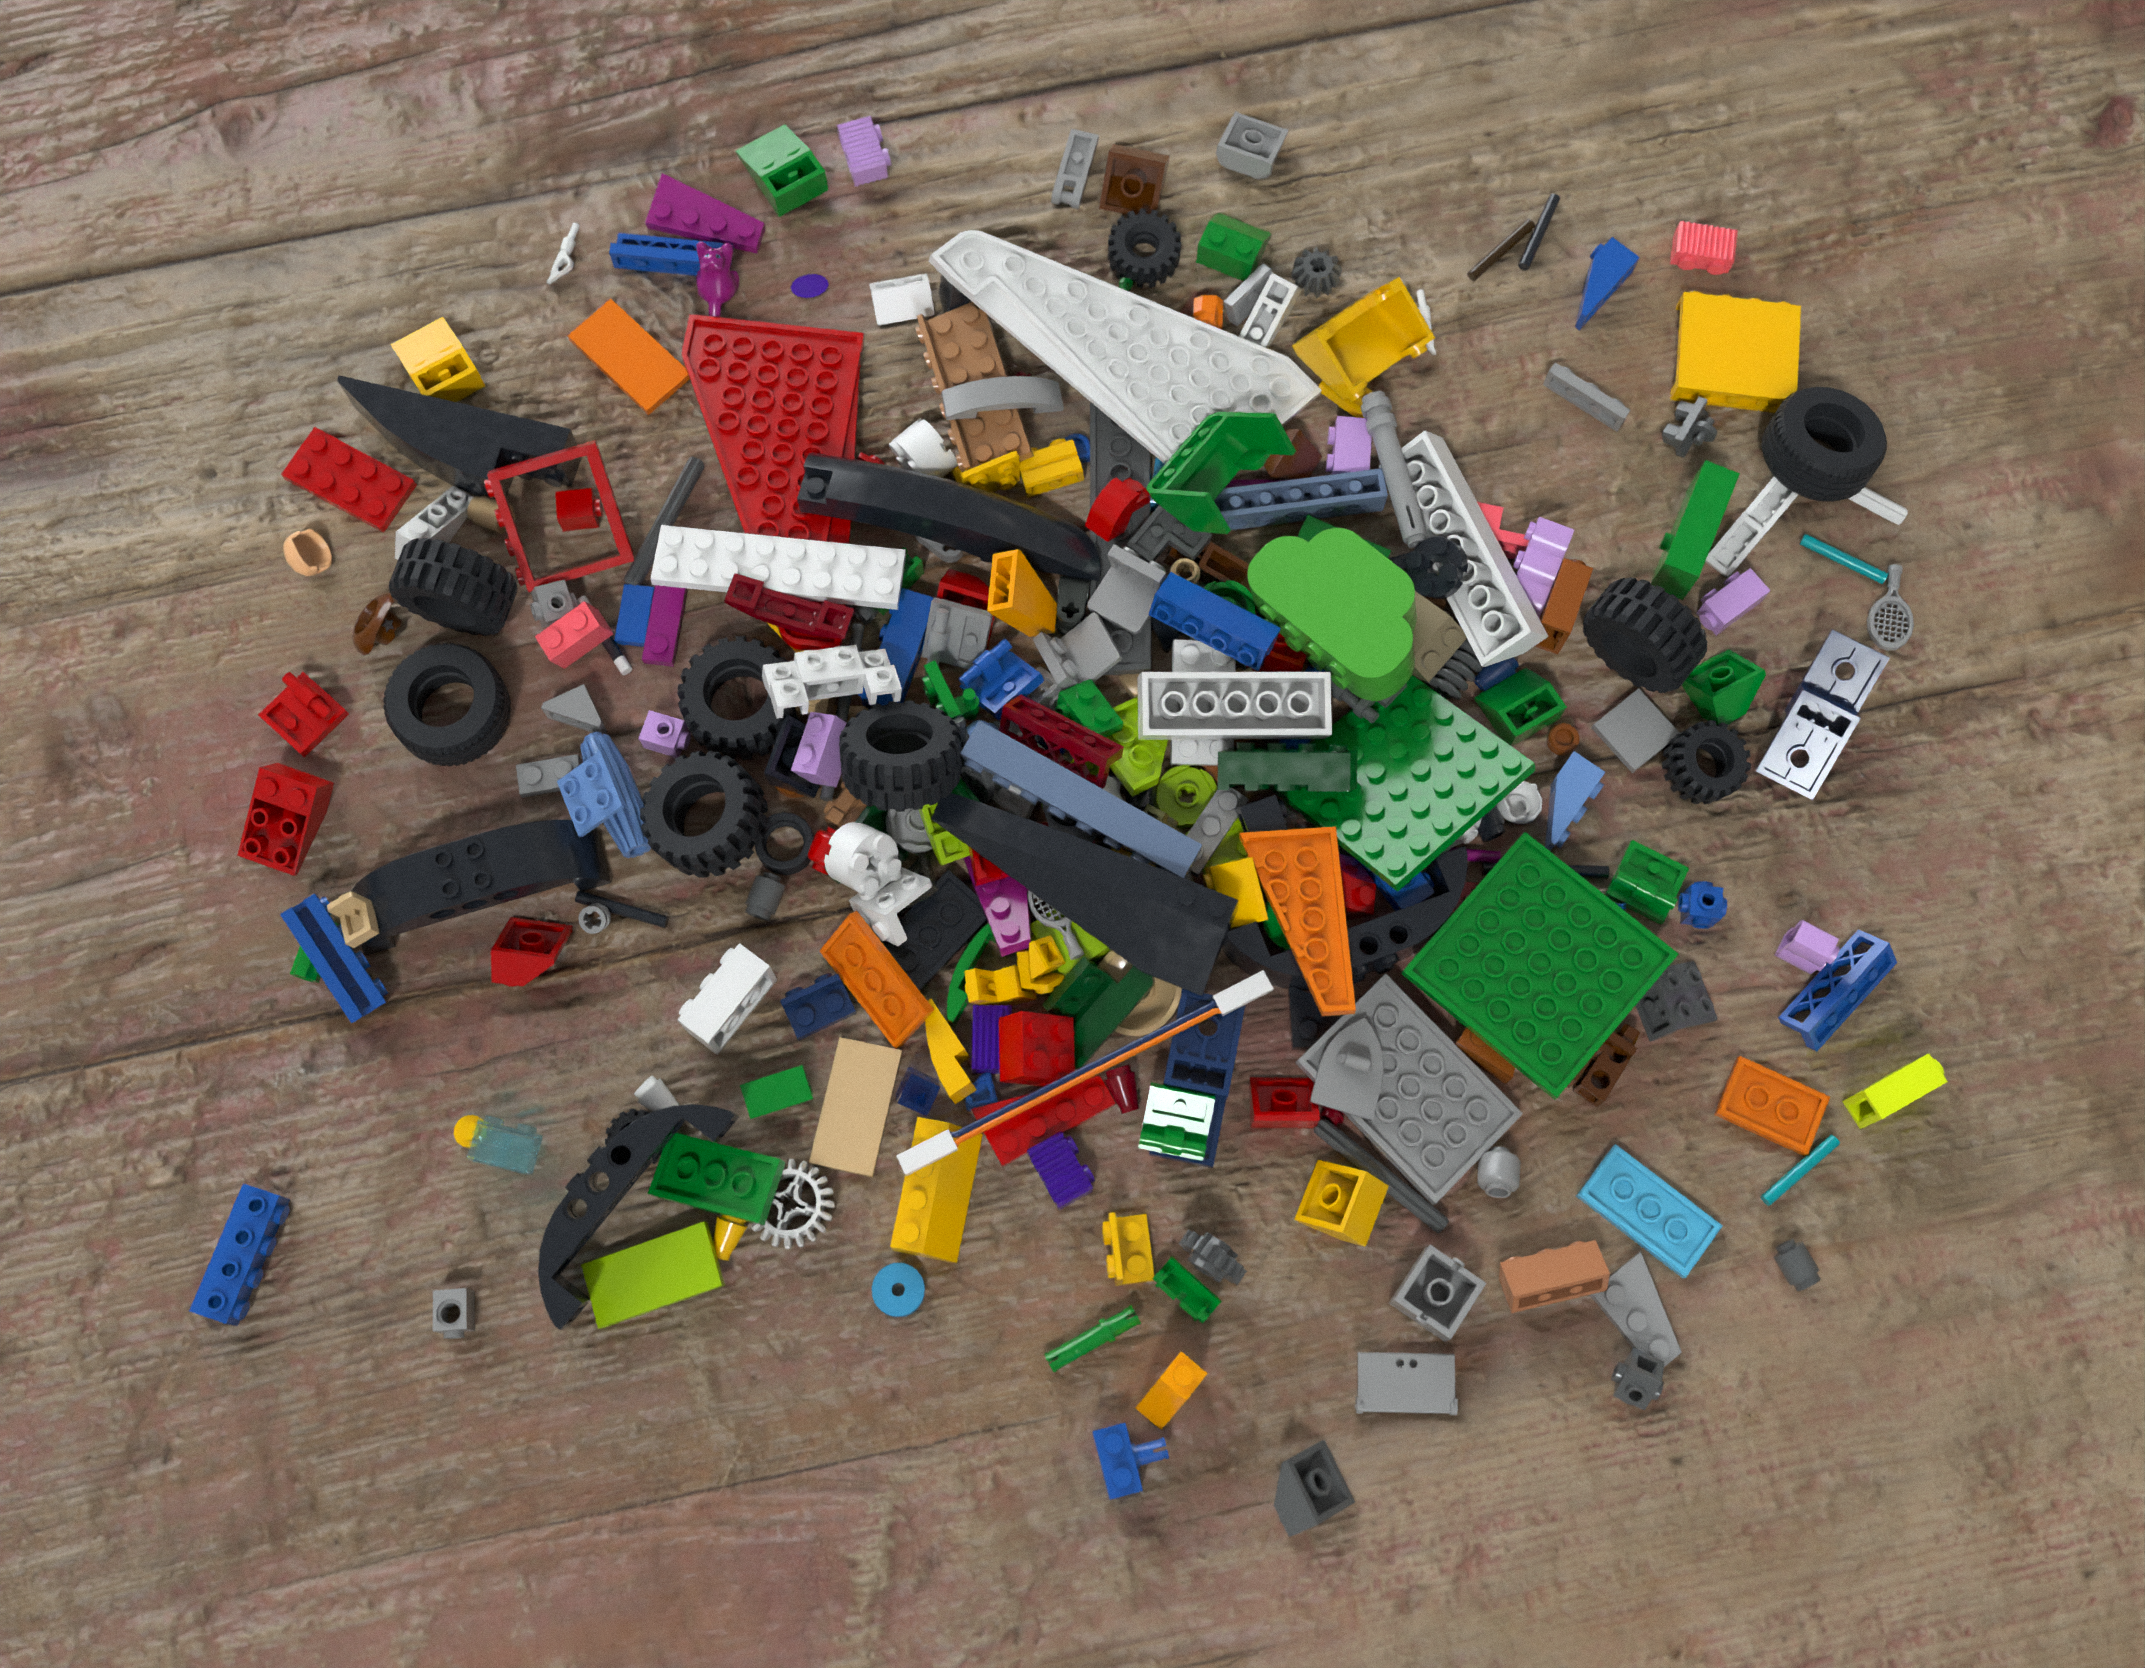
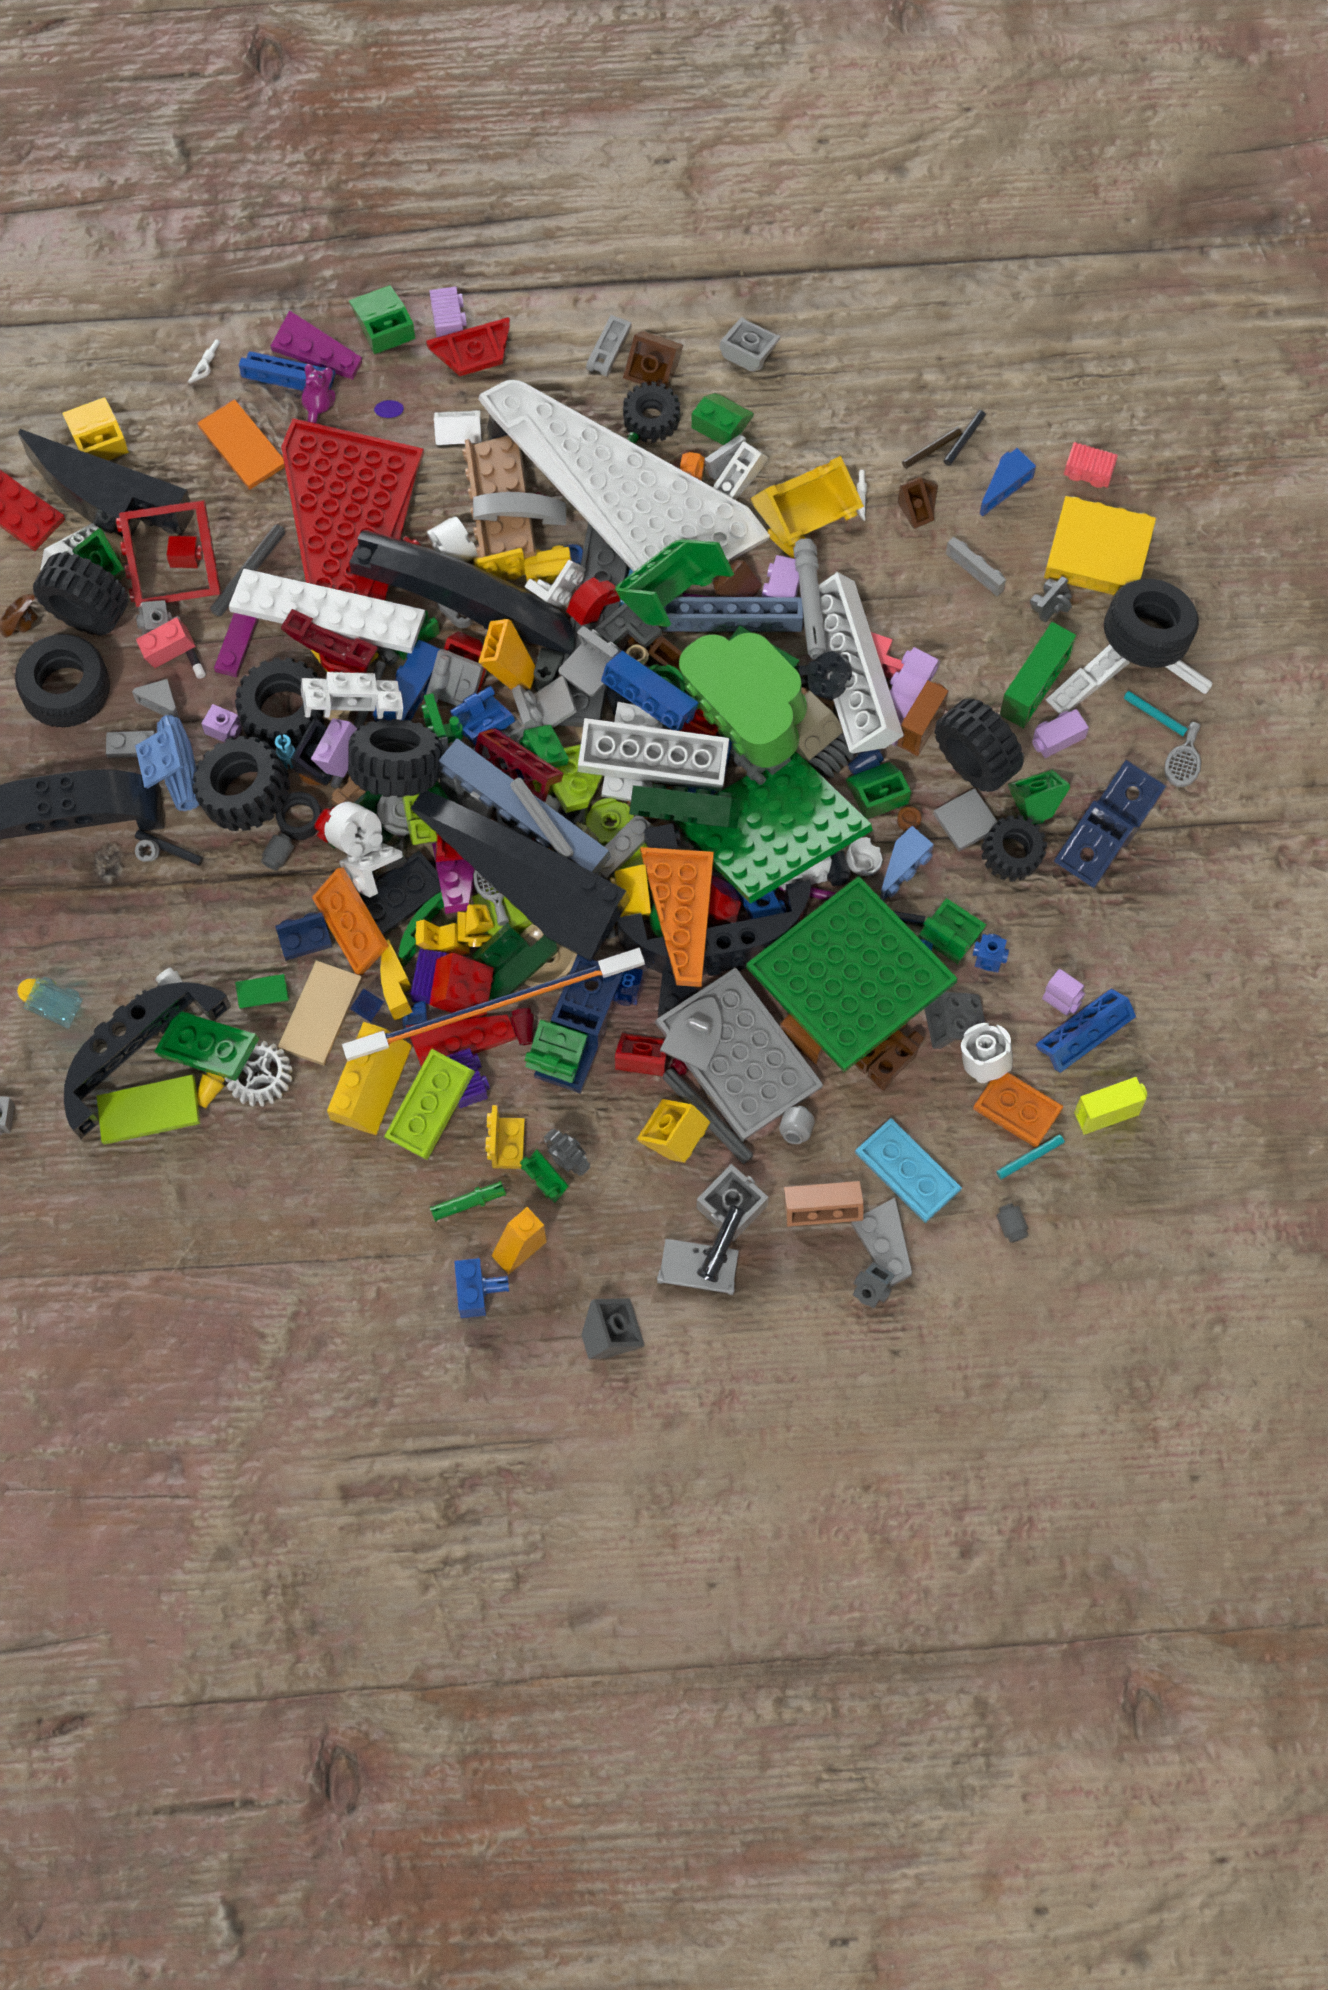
camera: 10 degrees right, 5 degrees down
(469, 528) = (99, 551): none -> green slope
(526, 950) = (91, 866): red slope -> none
(634, 615) = (213, 635): blue tile -> none
(727, 998) = (236, 919): white brick -> none
(754, 761) = (284, 750): none -> medium azure pin
(898, 1305) = (321, 1139): dark azure piece -> none
(903, 193) = (473, 347): none -> red wing
(1021, 1216) = (429, 1104): none -> lime tile
(1072, 502) = (560, 591): none -> white bracket
(1108, 815) = (541, 818): none -> light grey axle
(1254, 1019) = (630, 987): none -> clear blue brick
(1326, 268) = (782, 446): dark grey gear -> none
(1435, 1372) = (717, 1253): none -> black pin
(1498, 323) = (918, 501): none -> reddish brown slope
(1725, 1041) = (986, 1052): none -> white brick

